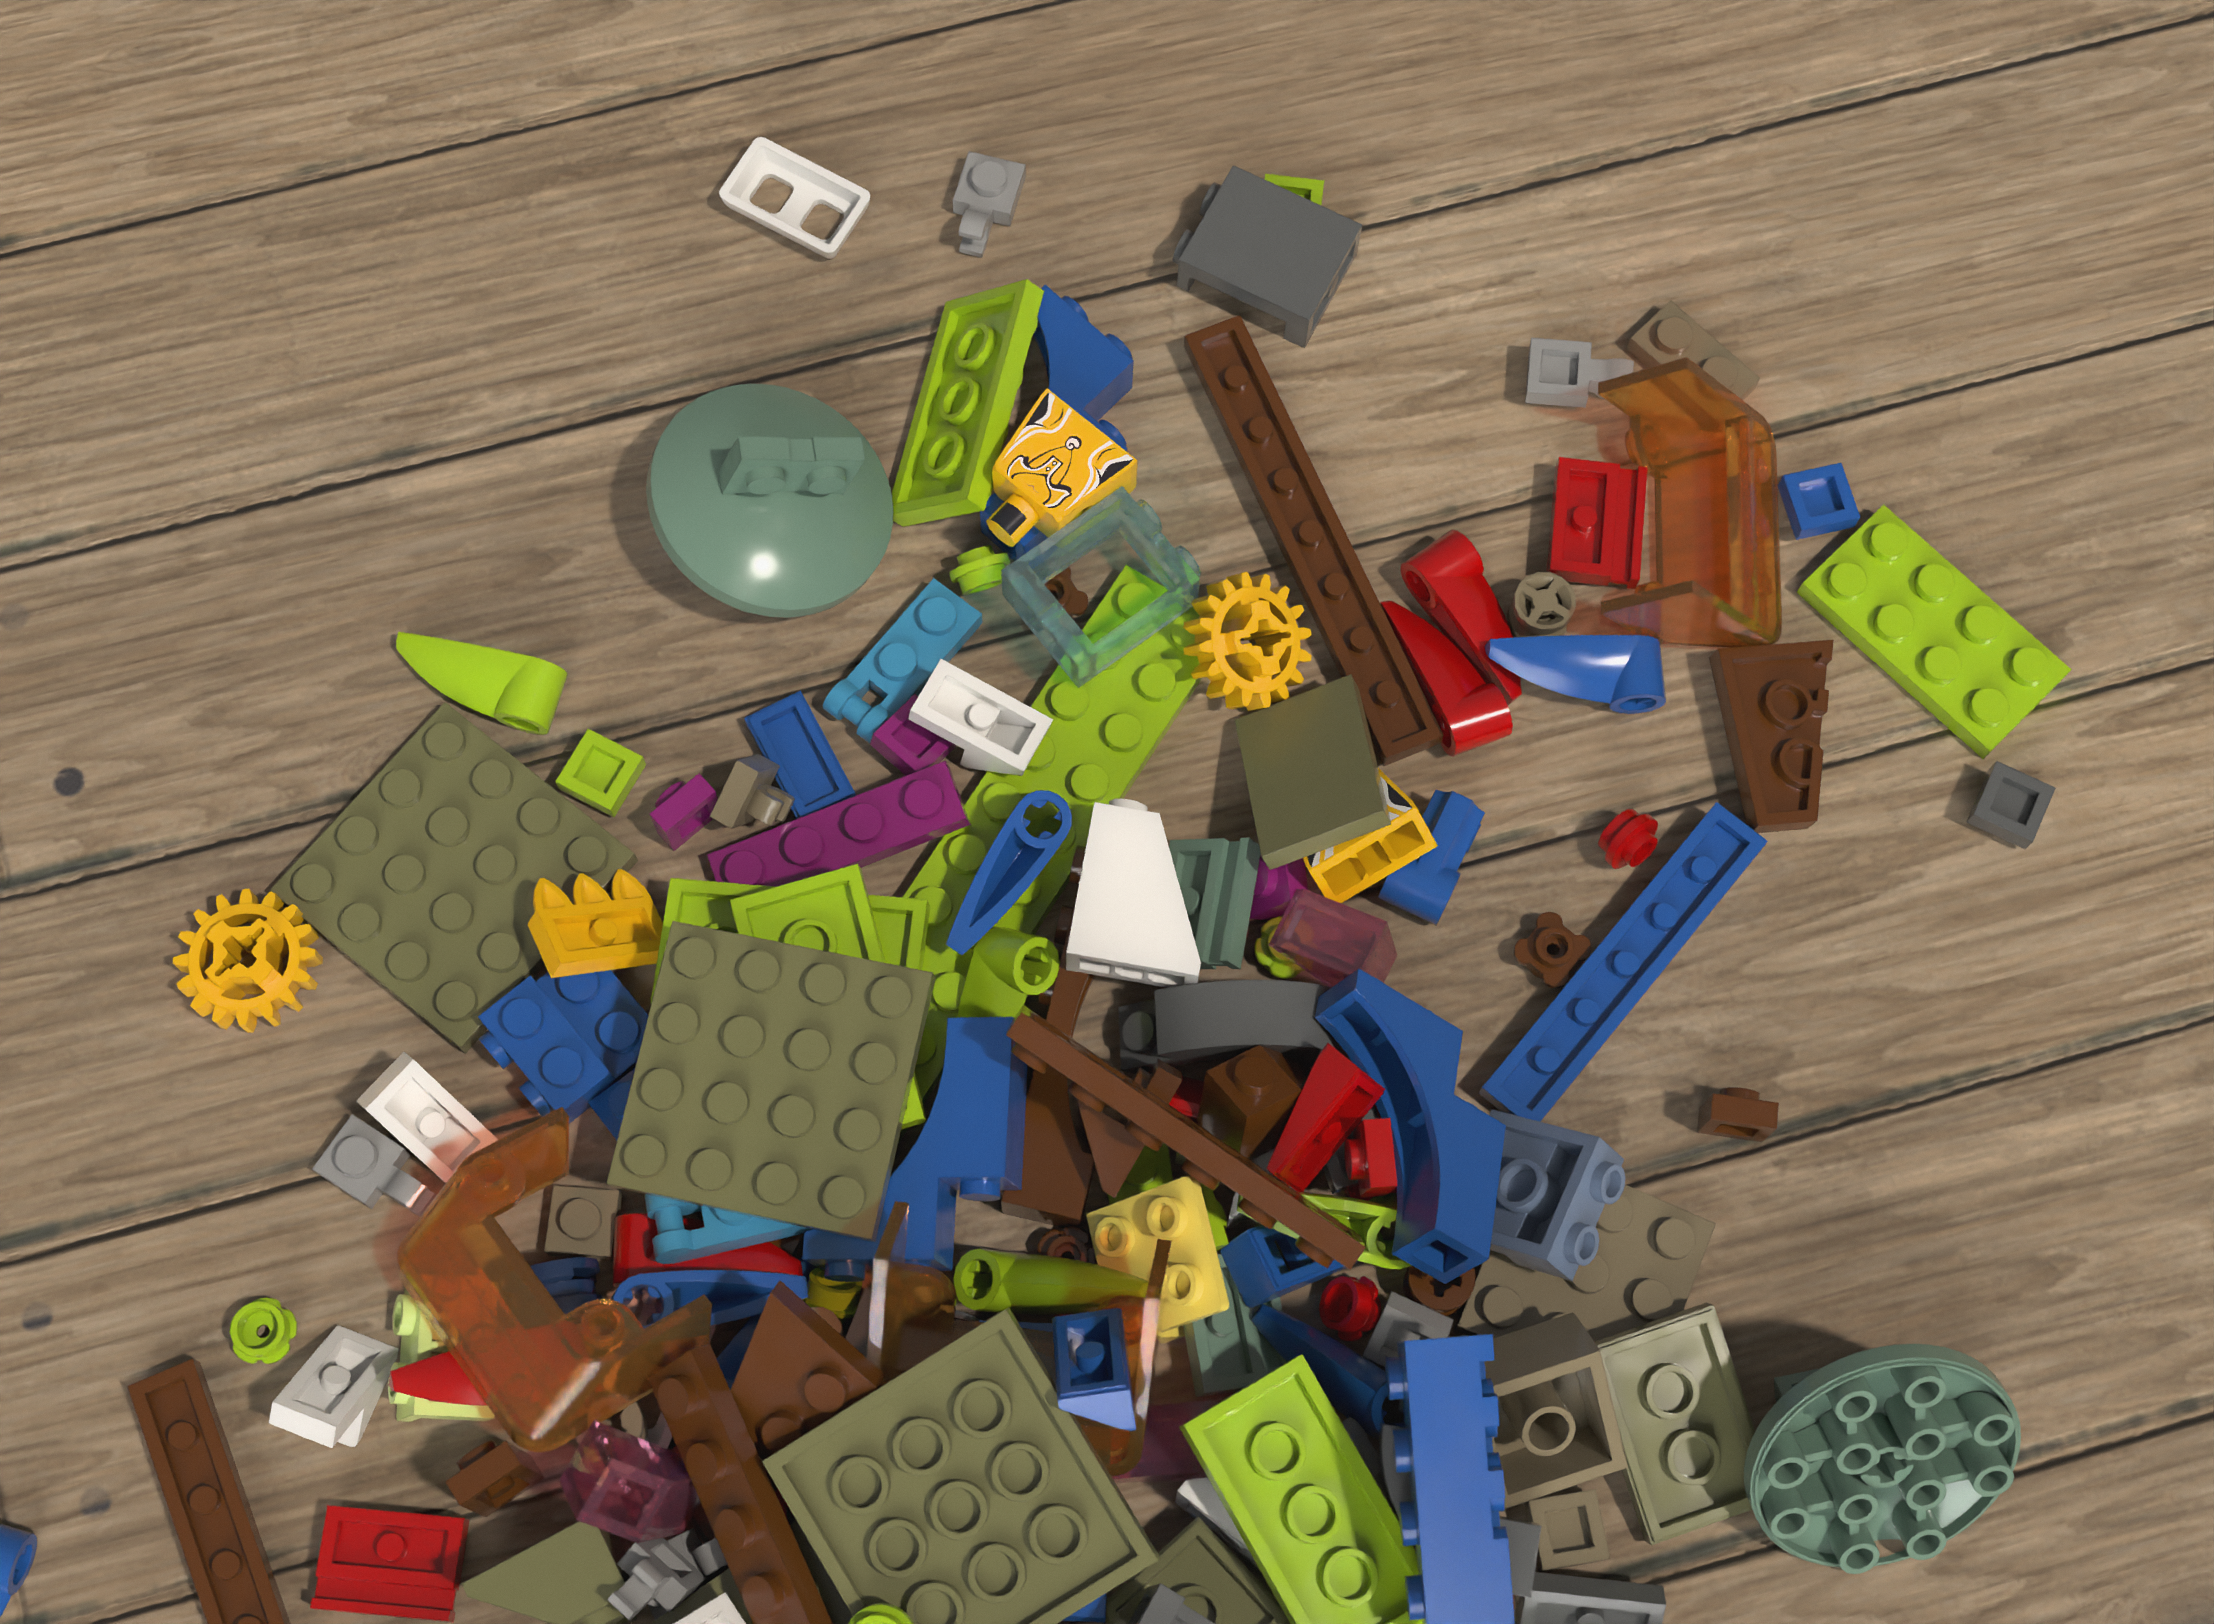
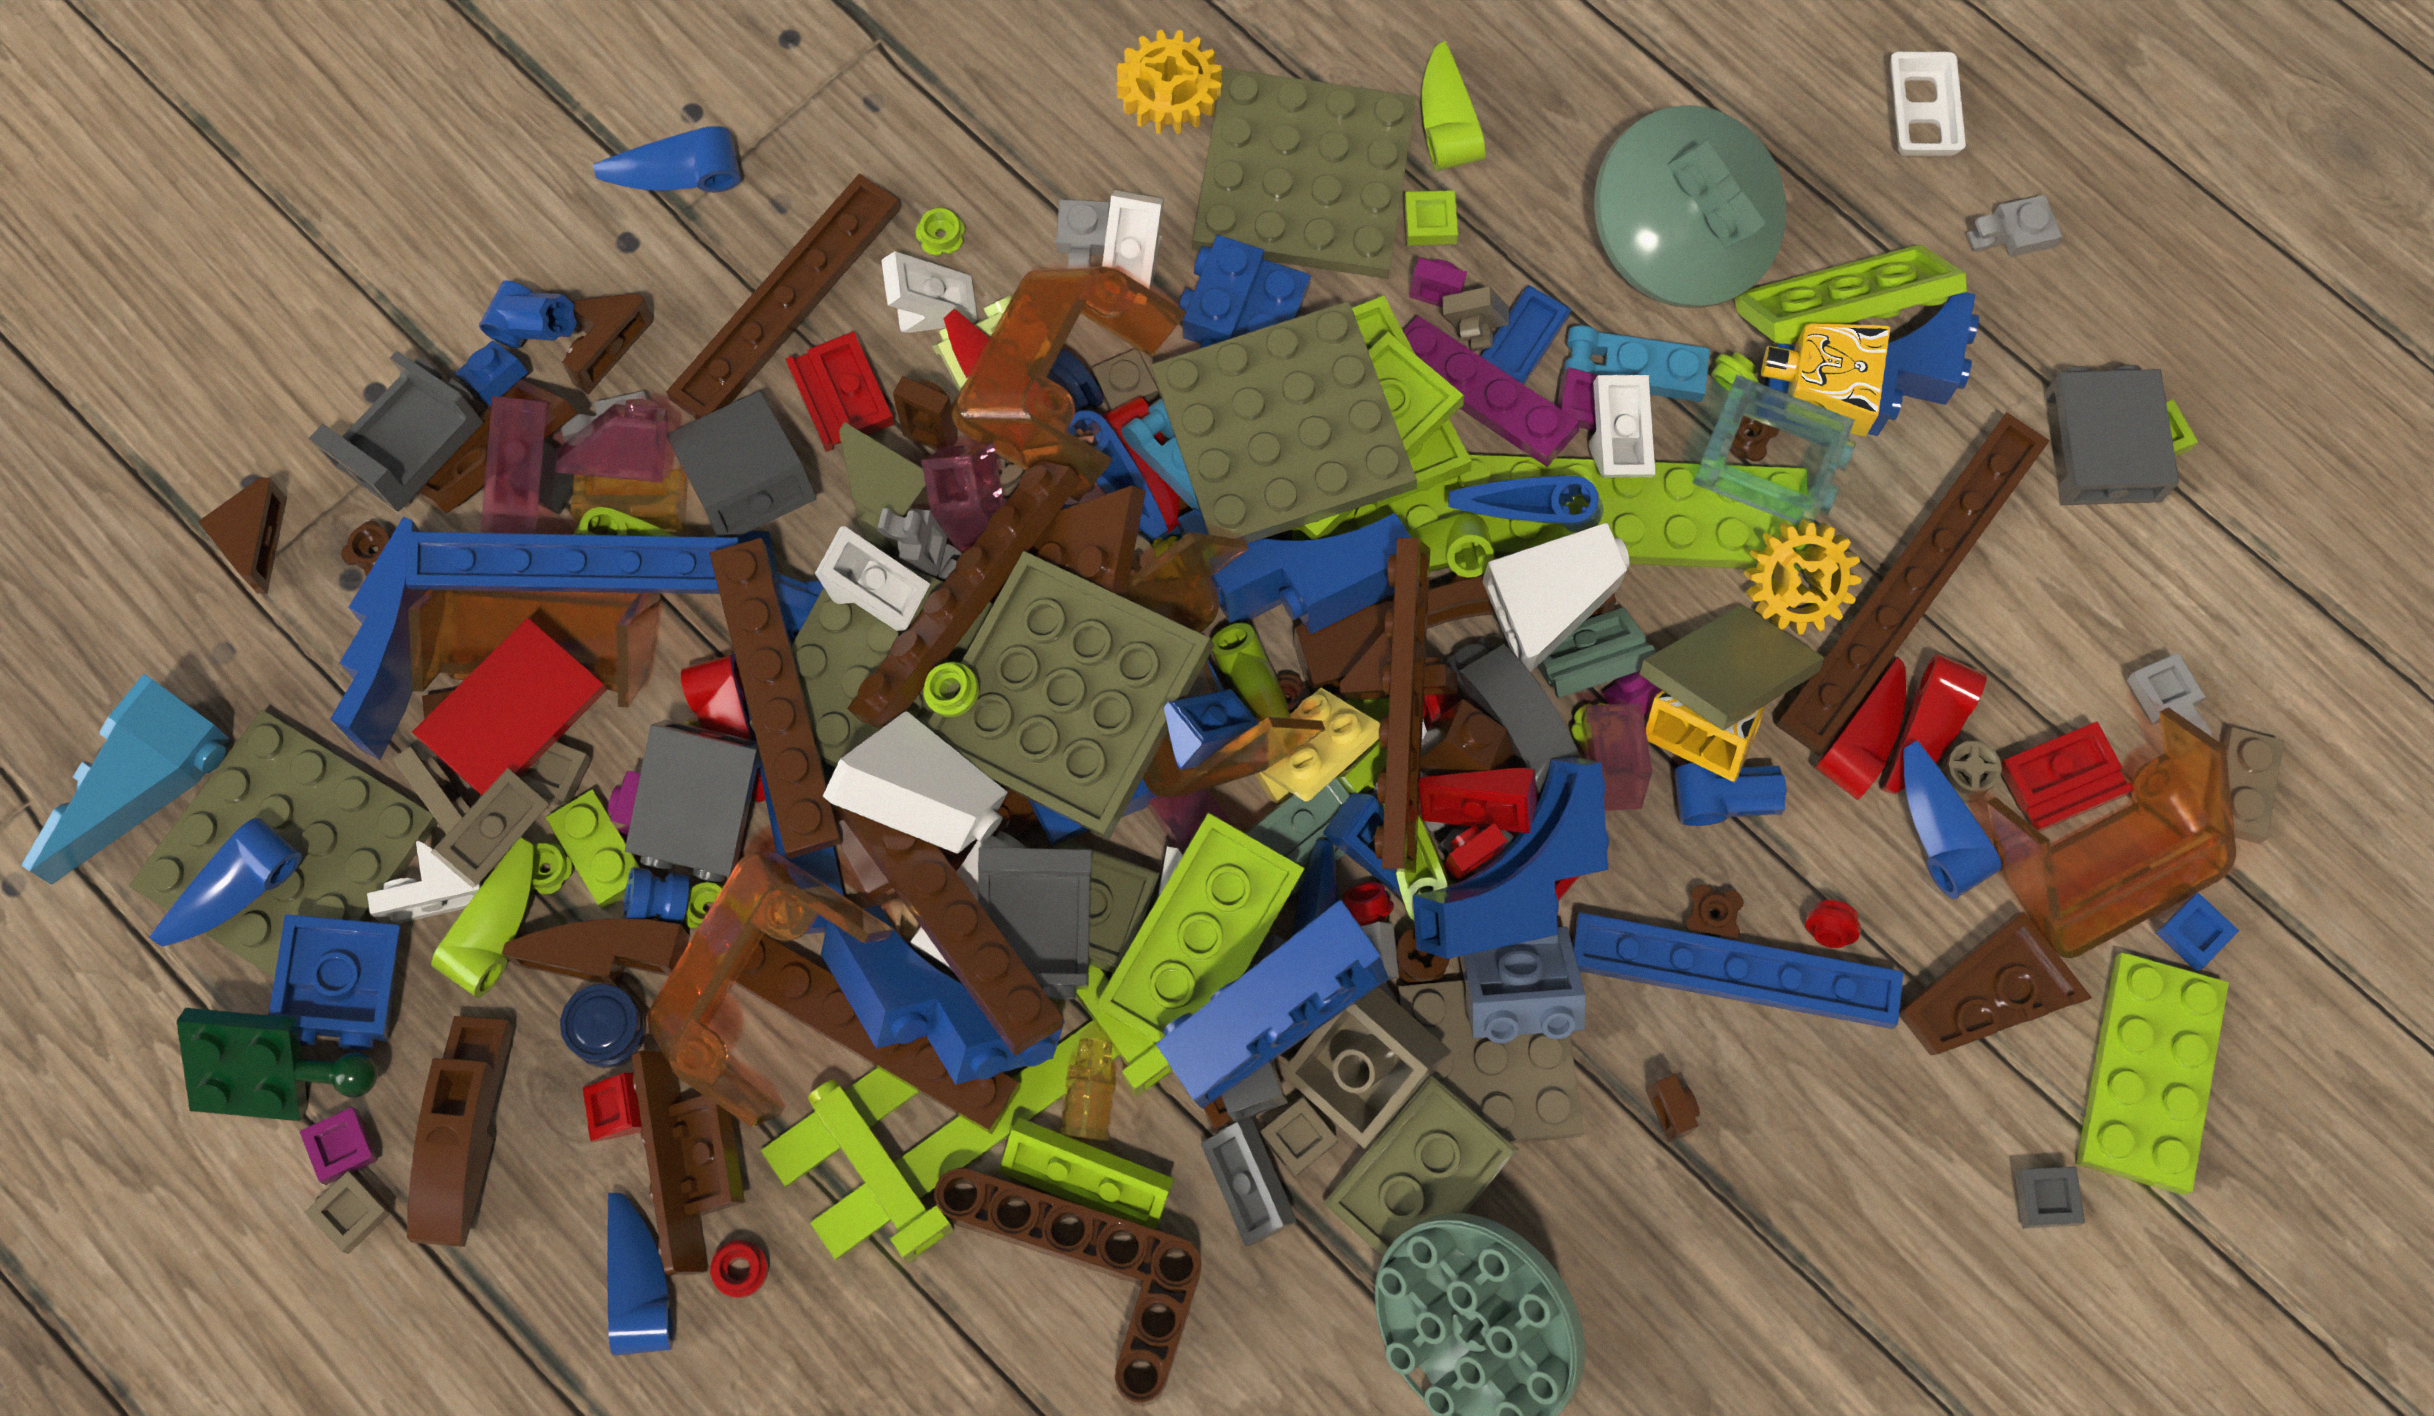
camera: 60 degrees right, 0 degrees up
(595, 929) = (1319, 271): yellow plate -> none

